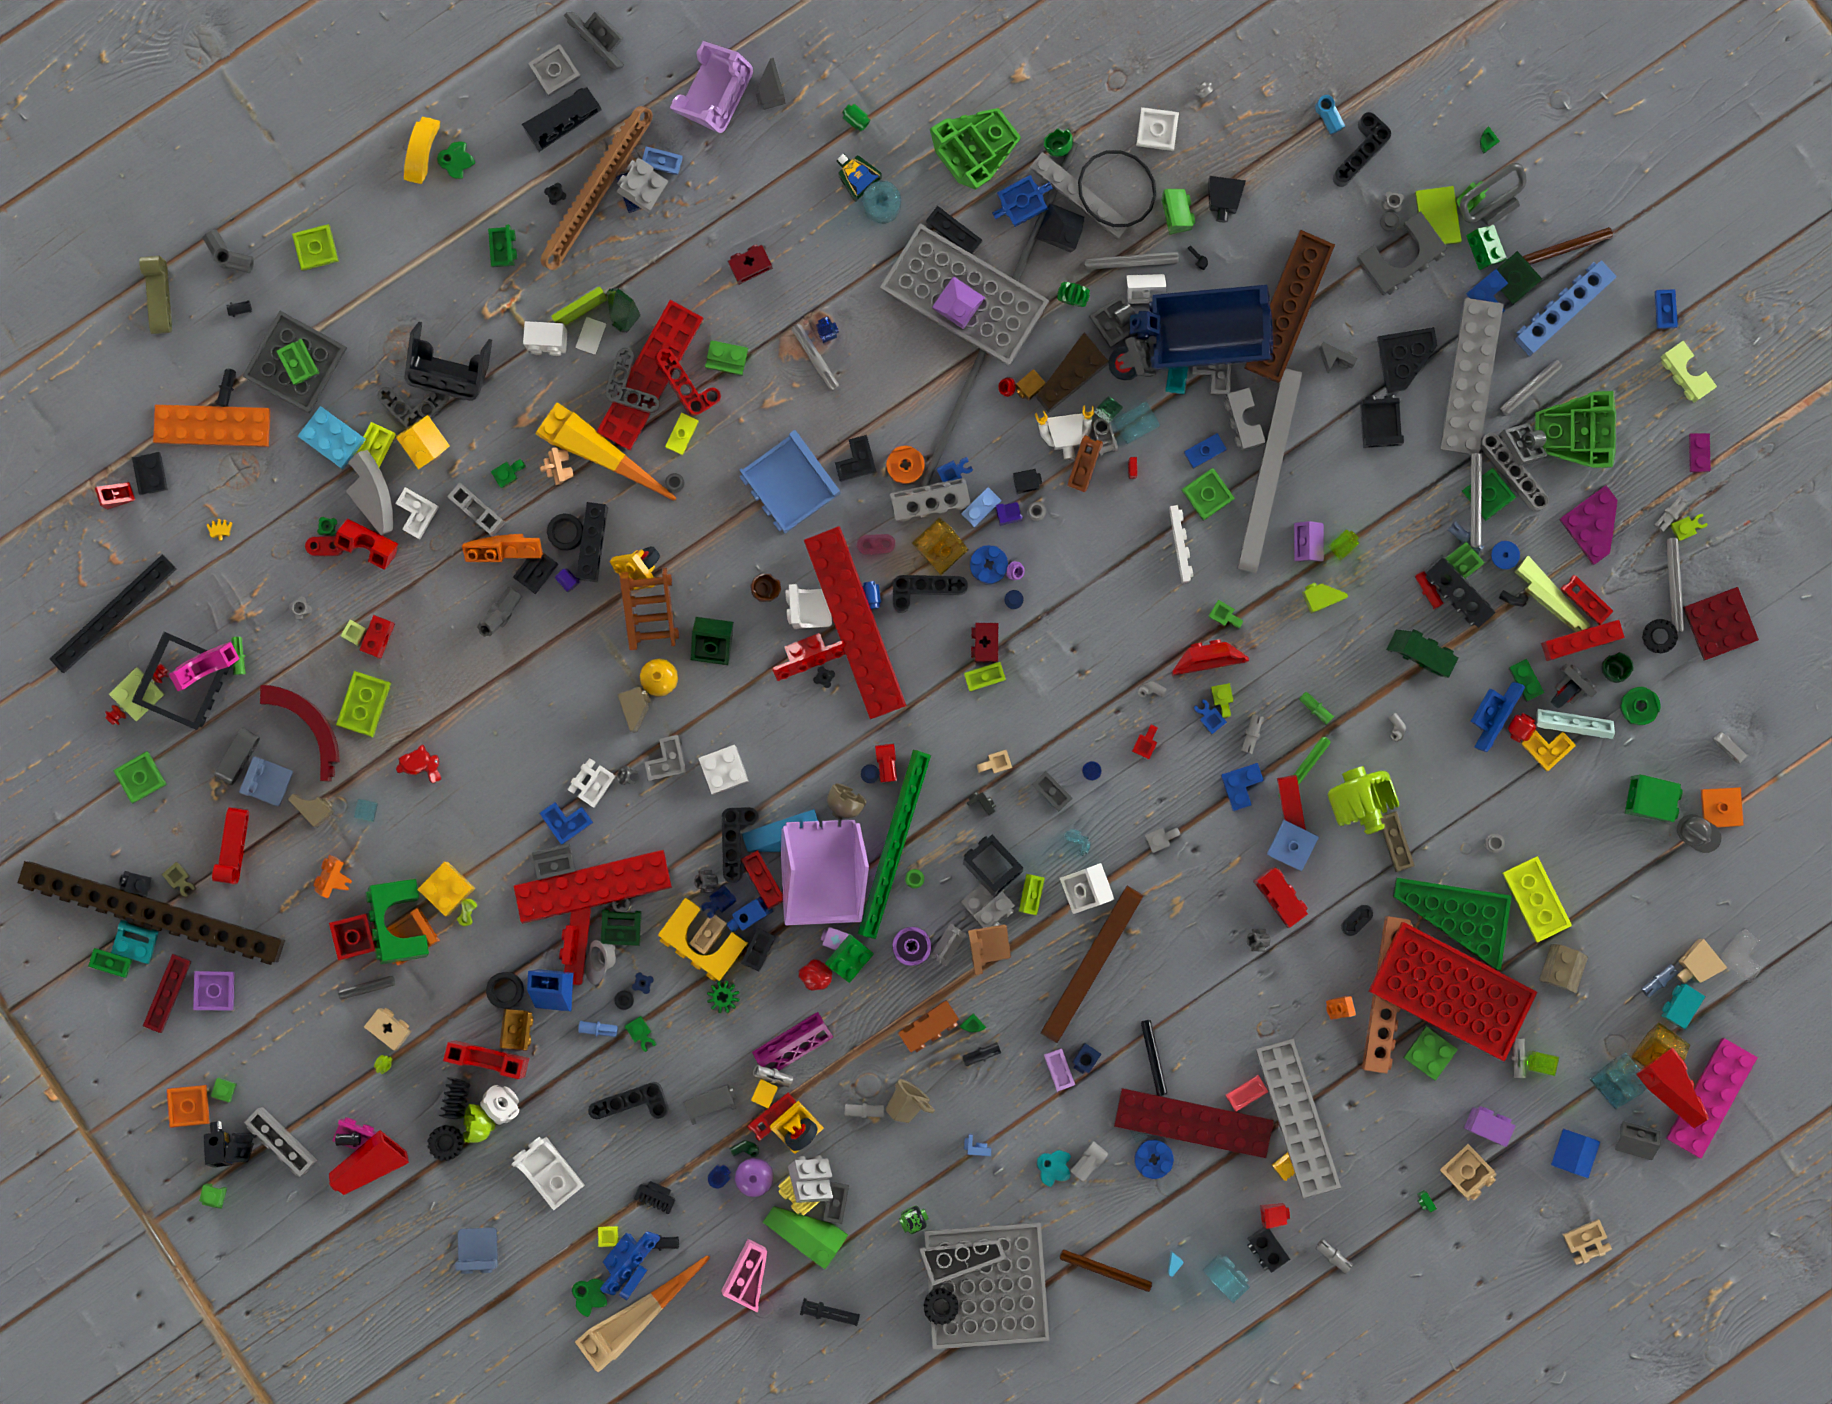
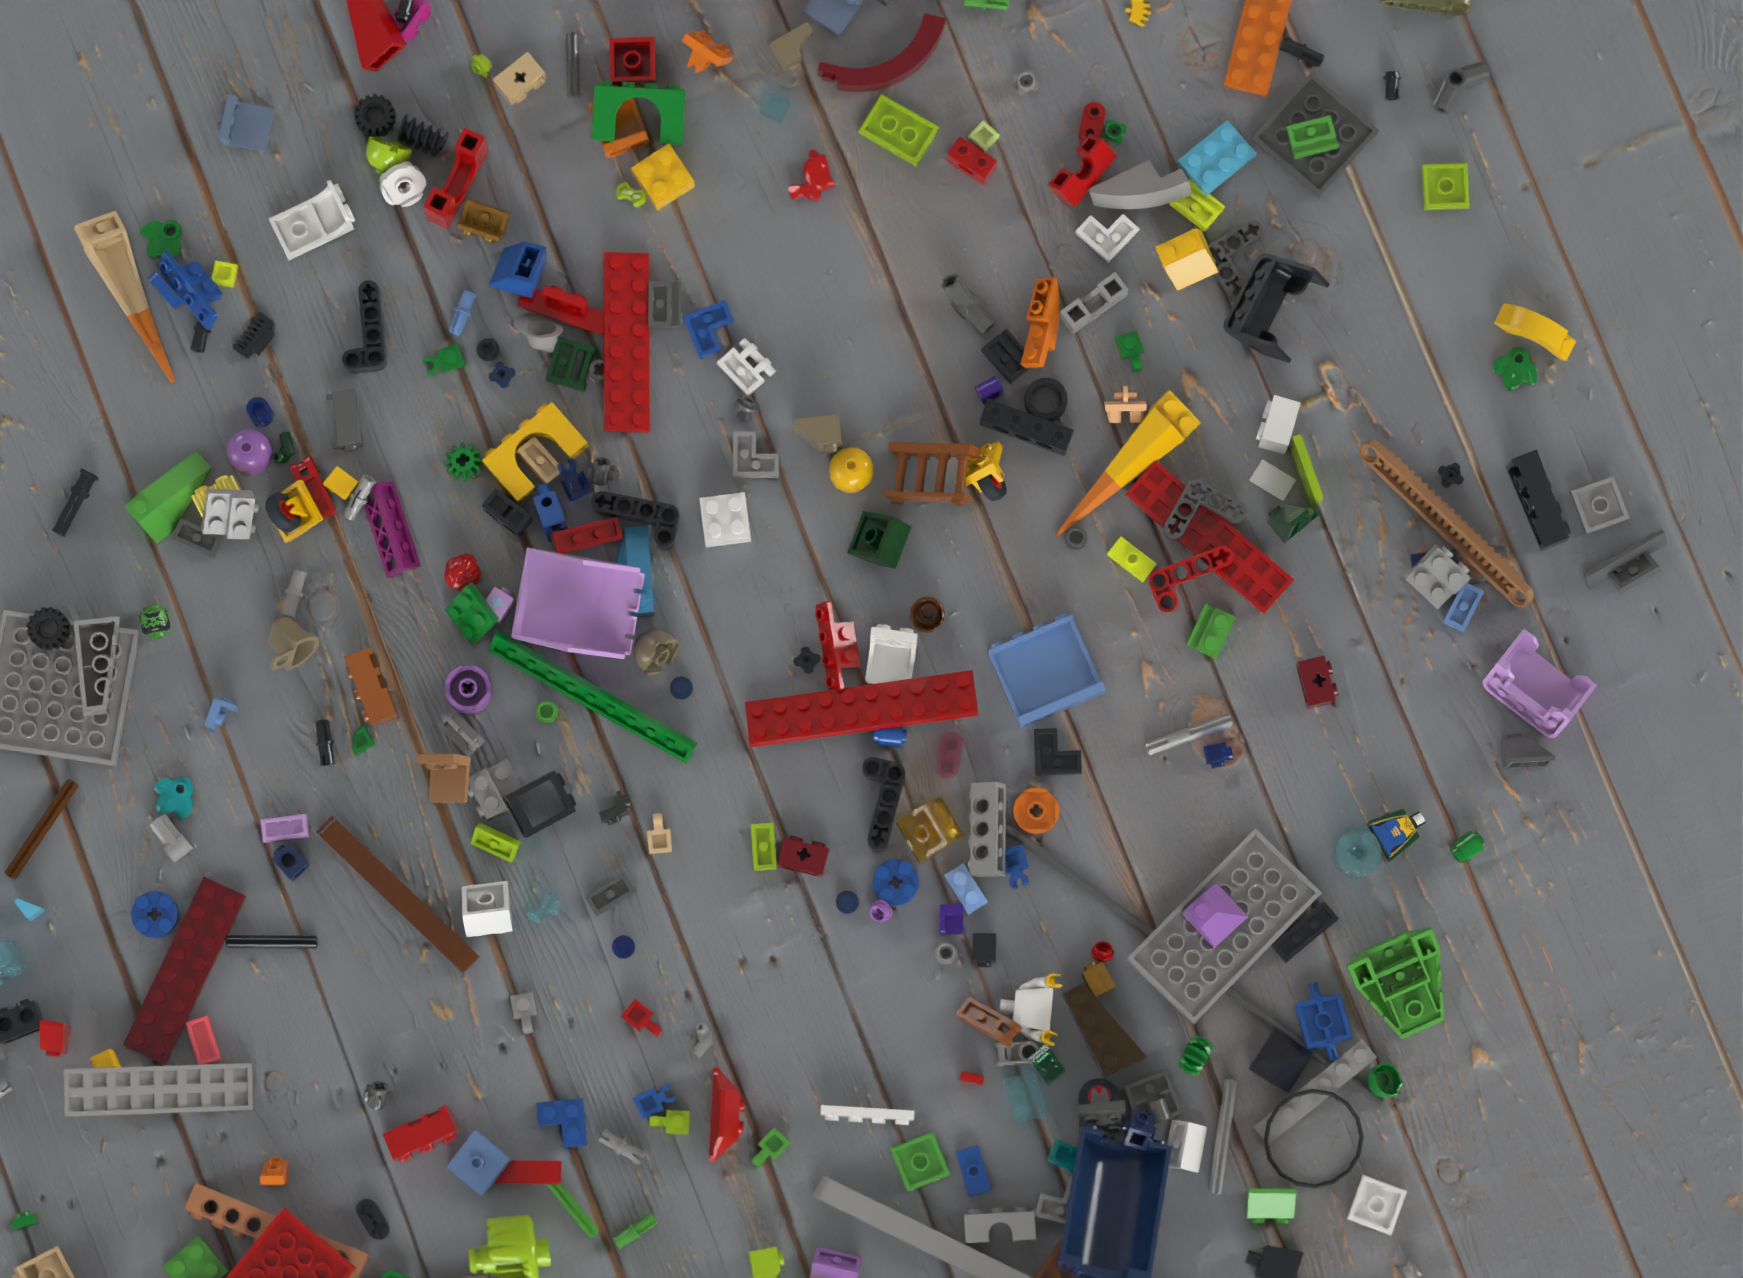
camera: 100 degrees right, 5 degrees down
(490, 990) = (531, 201): black tyre -> none
(501, 246) = (1399, 399): green bracket -> none
(746, 1276) = (139, 417): bright pink wedge -> none
(886, 758) = (695, 709): red piece -> none
(1202, 260) = (1202, 1221): black hand -> none

